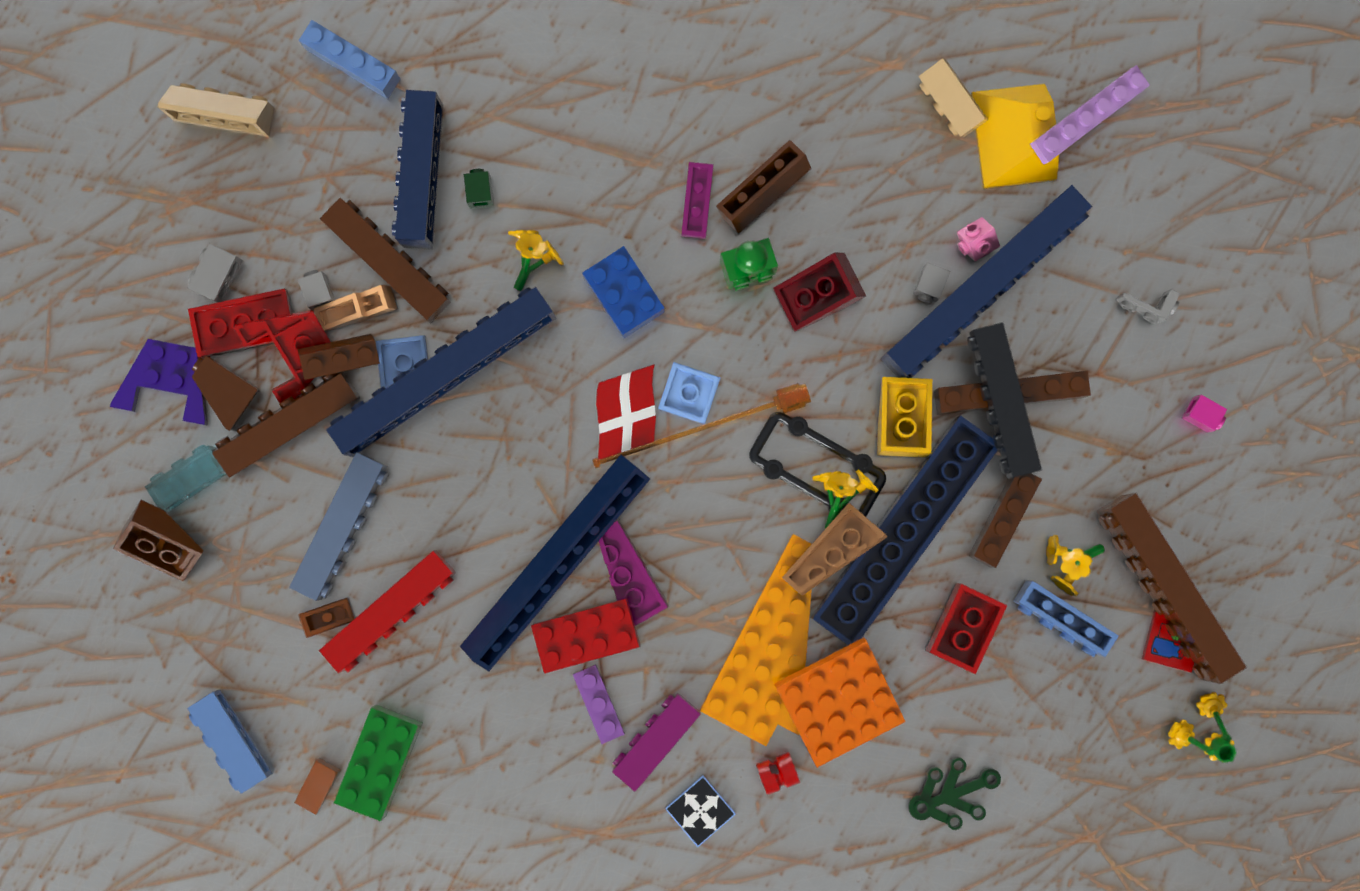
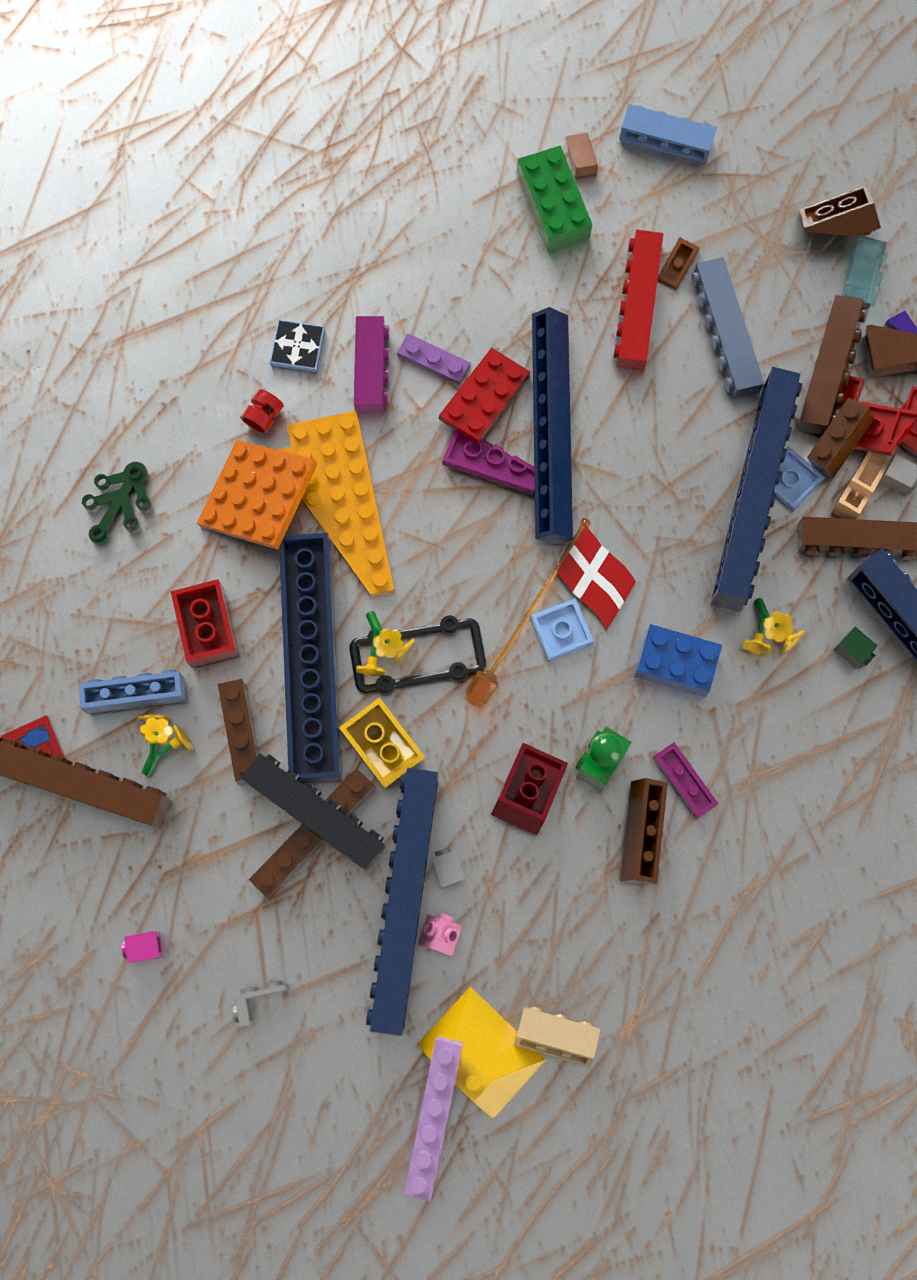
camera: 140 degrees right, 10 degrees down
(836, 547) = (352, 602): medium nougat wing -> none

